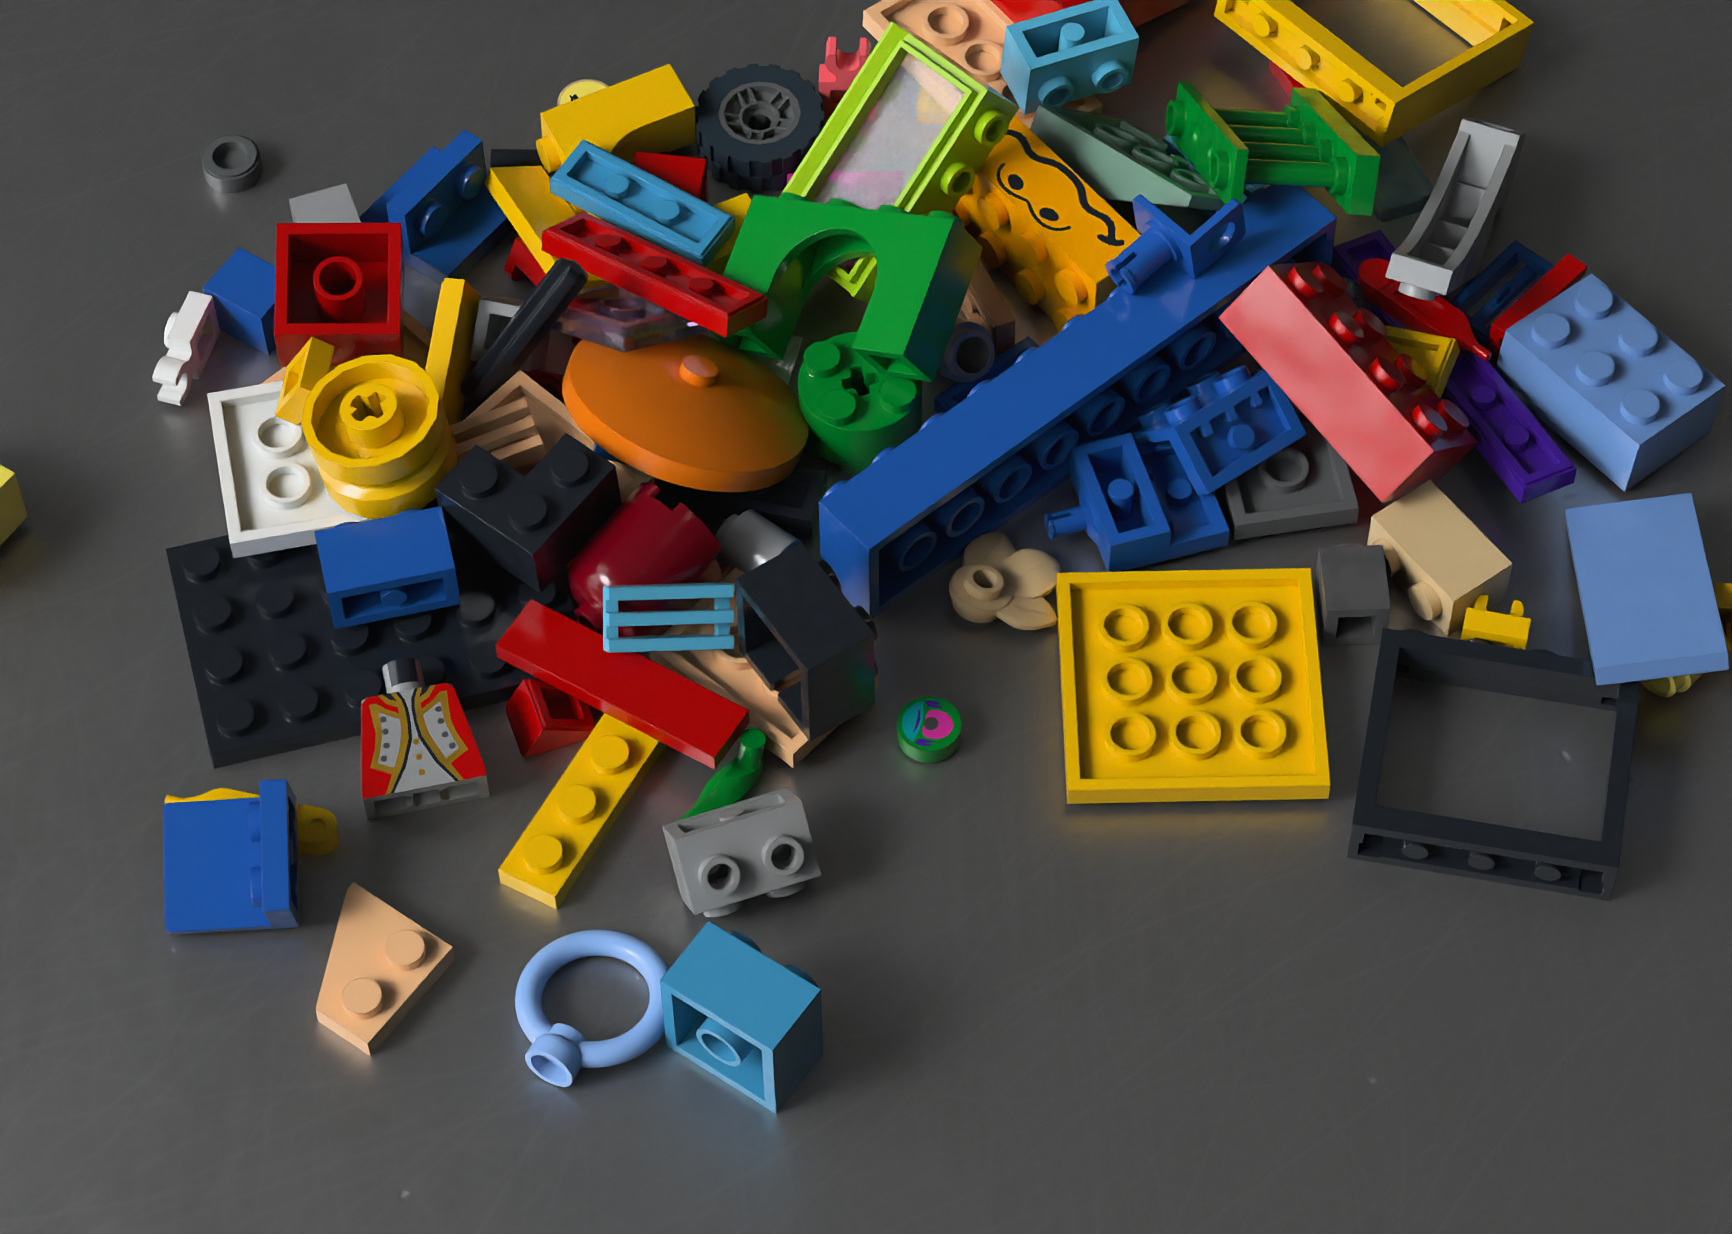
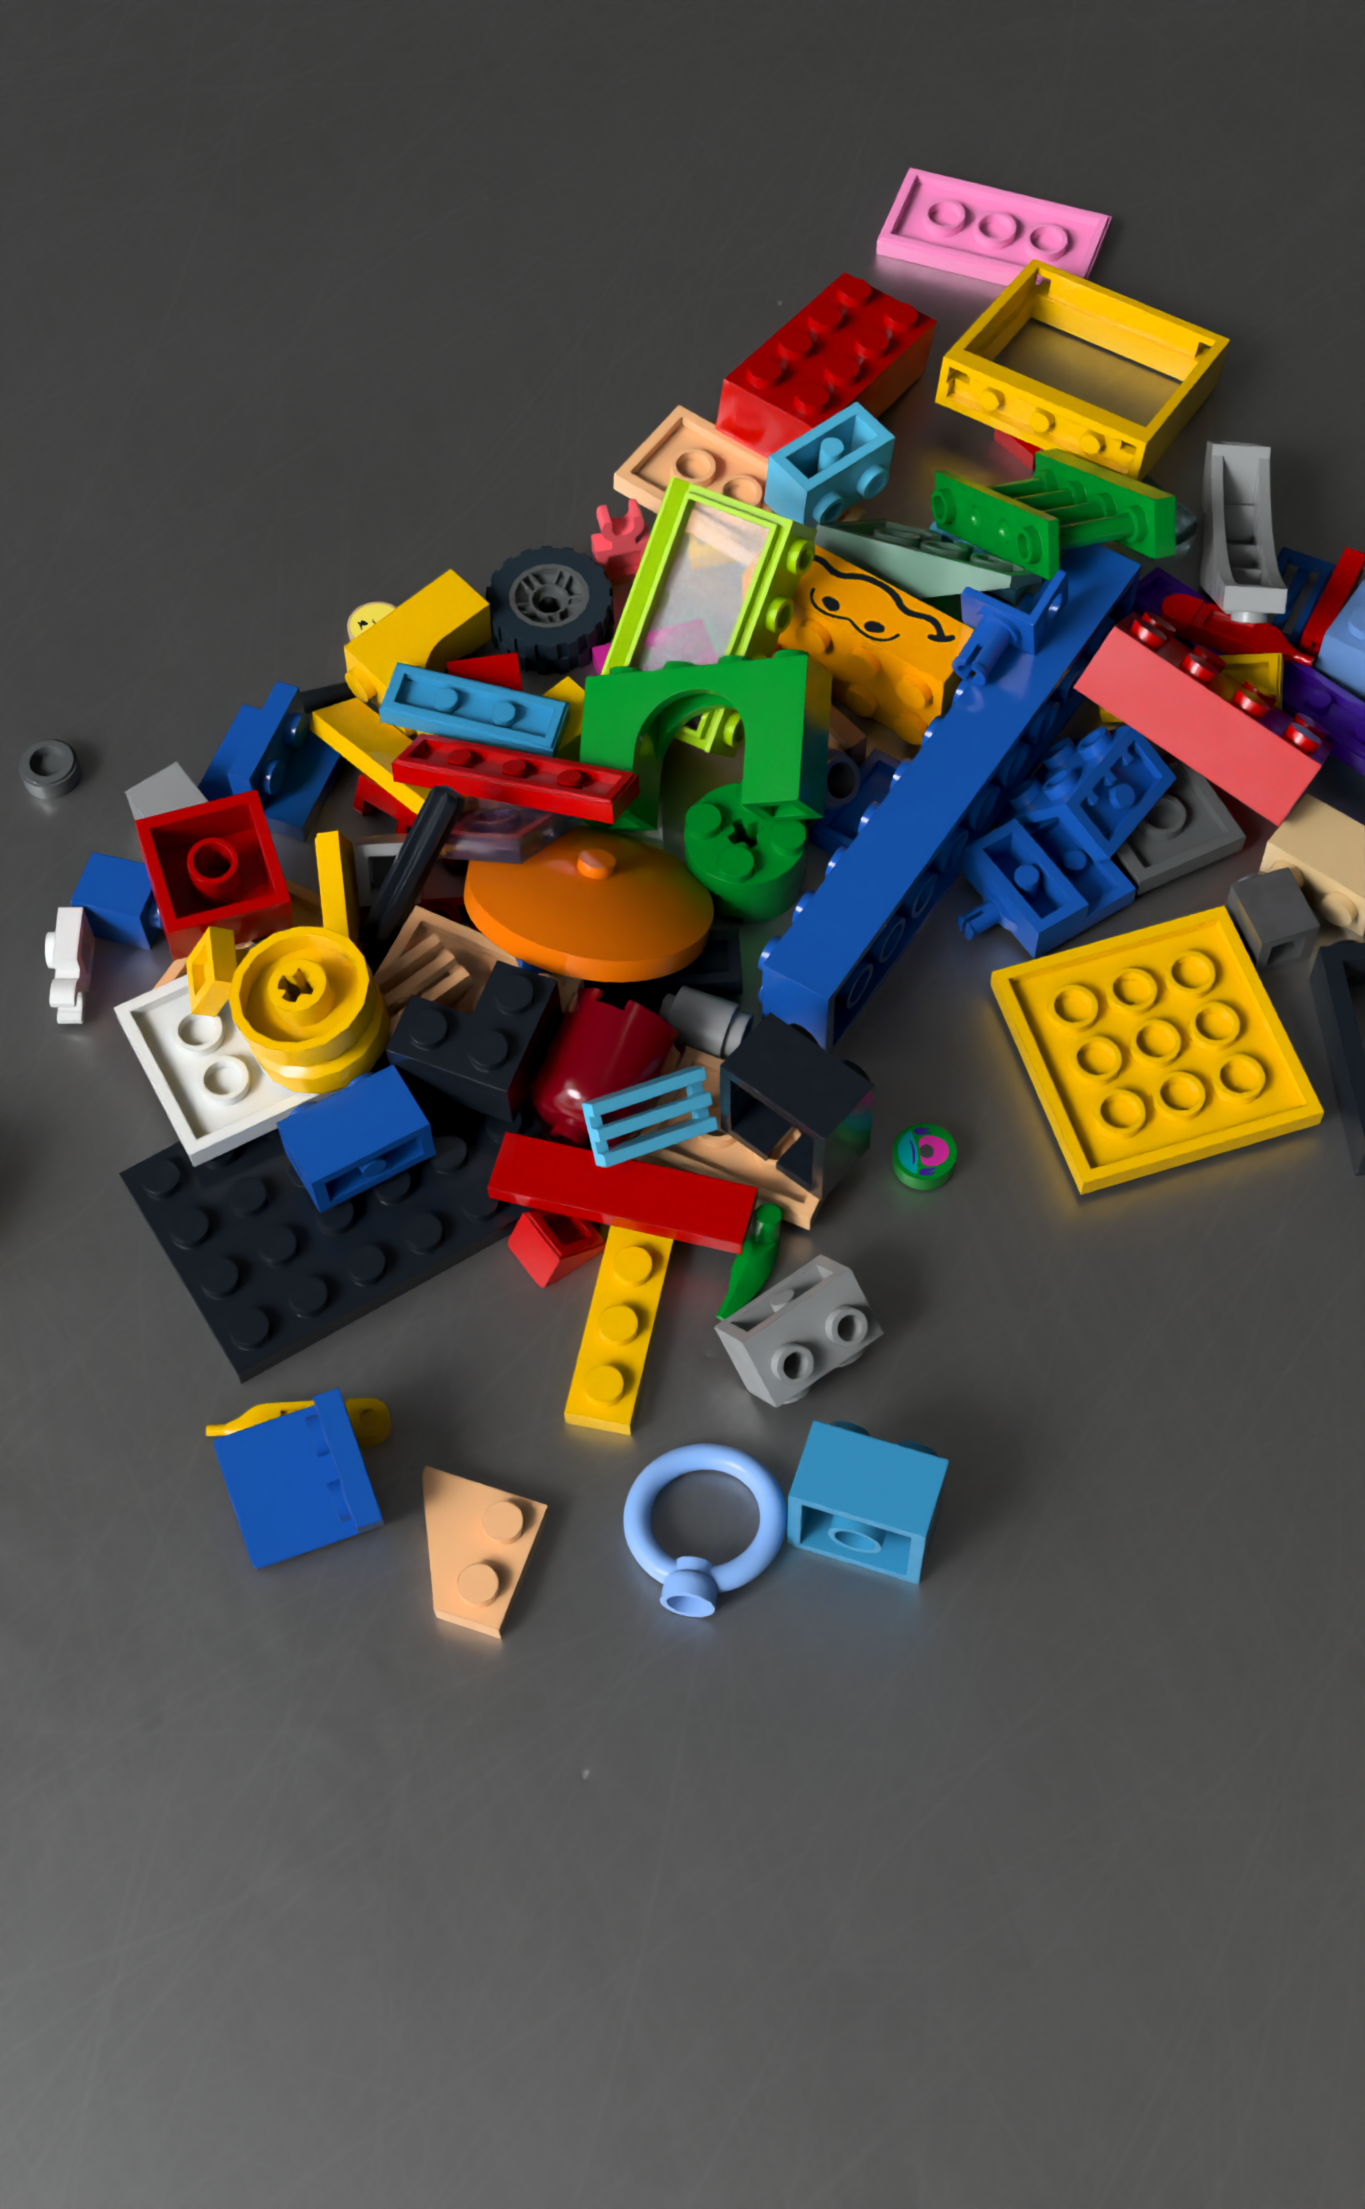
camera: 15 degrees left, 5 degrees up
(416, 746) = (443, 1308): torso -> none
(1005, 583) = (943, 994): tan plate -> none

